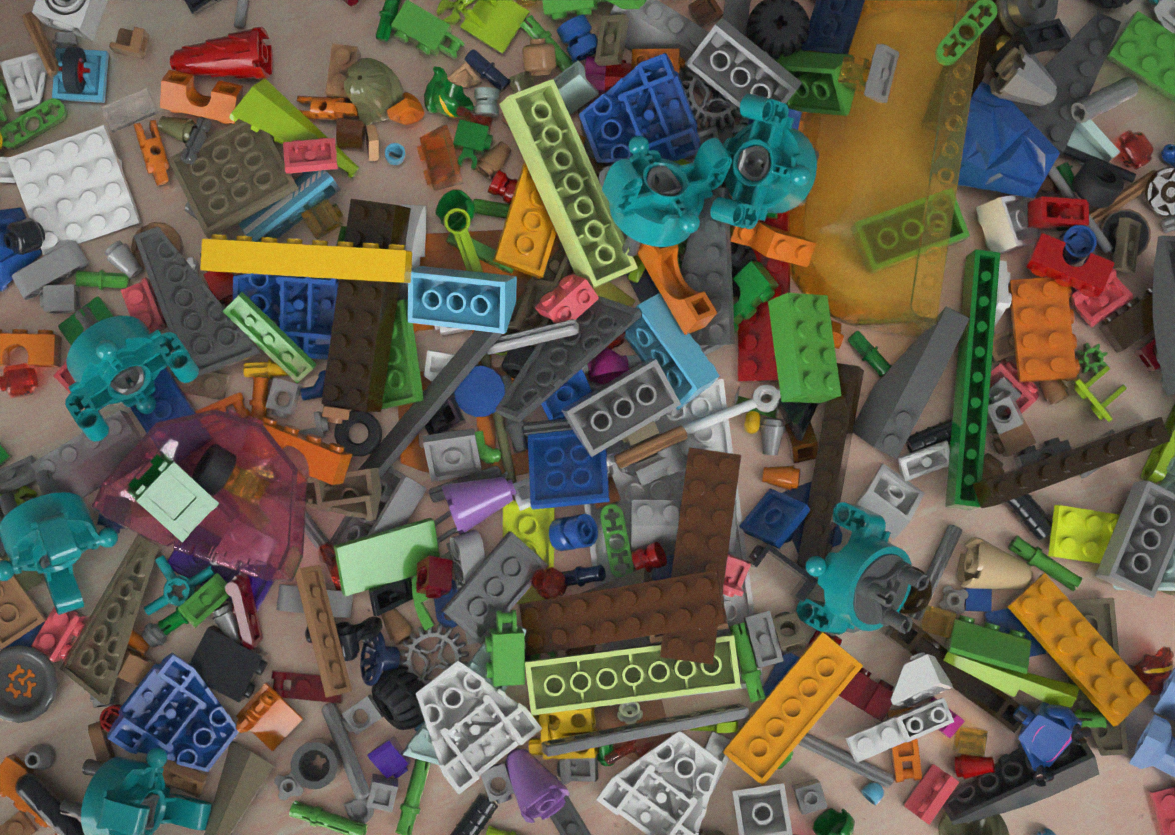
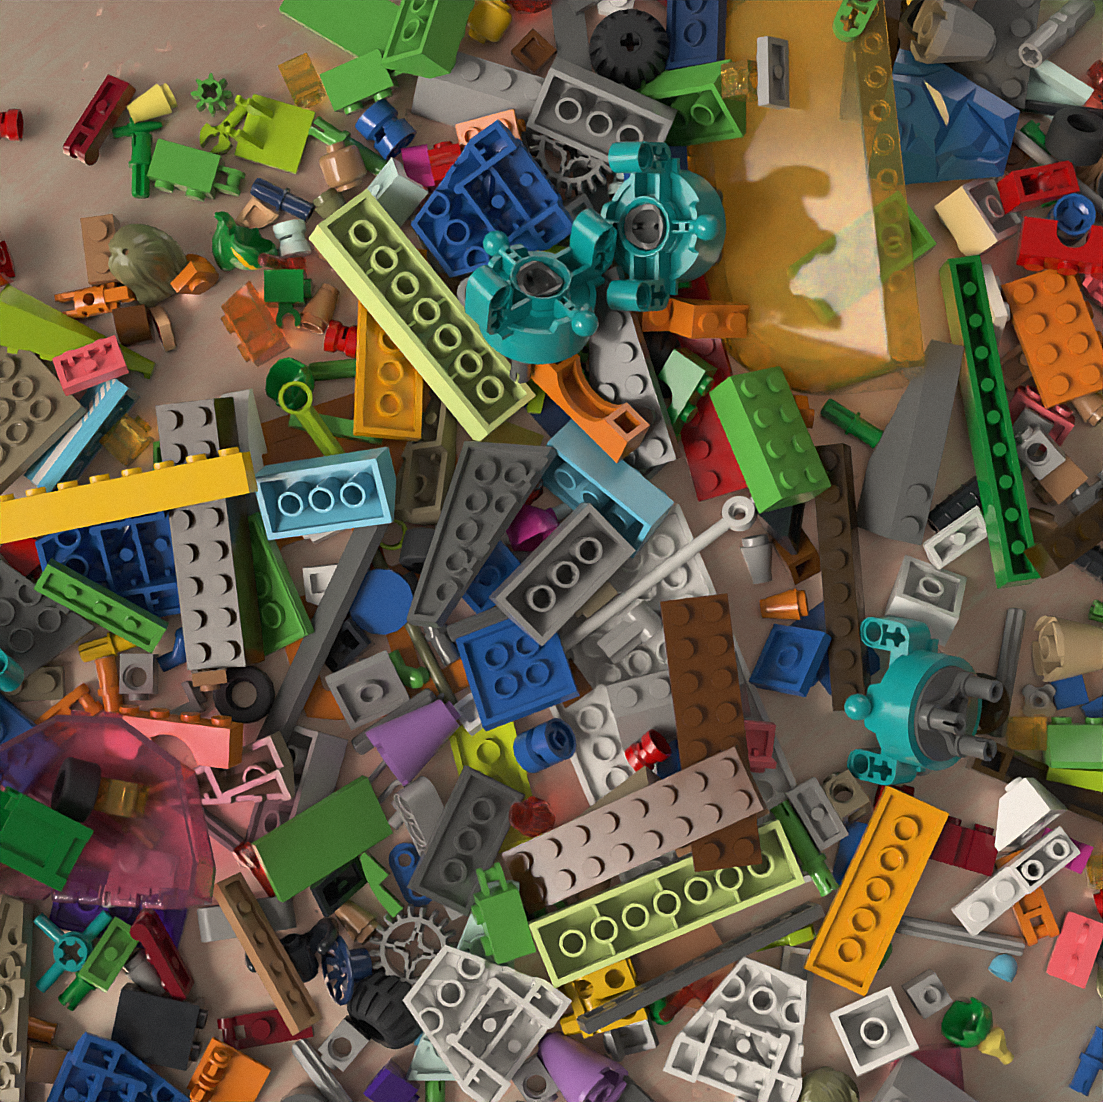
camera: 10 degrees left, 0 degrees up
(153, 635) = (57, 1015): light grey plate -> none
(396, 150) = (195, 329): medium azure hinge -> none
(434, 576) = (386, 847): dark red brick -> none
(535, 336) = (431, 515): light grey axle -> none
(567, 300) = (459, 460): coral bracket -> none
(581, 575) = (570, 796): dark blue axle -> none
(606, 523) = (598, 715): bright green beam -> none
(611, 40) = (427, 120): dark tan plate -> none
(632, 707) = (677, 943): white plate -> none
(650, 446) = (612, 613): medium nougat axle -> none
(753, 417) = (729, 540): piece -> none
(804, 586) = (850, 732): black panel -> none

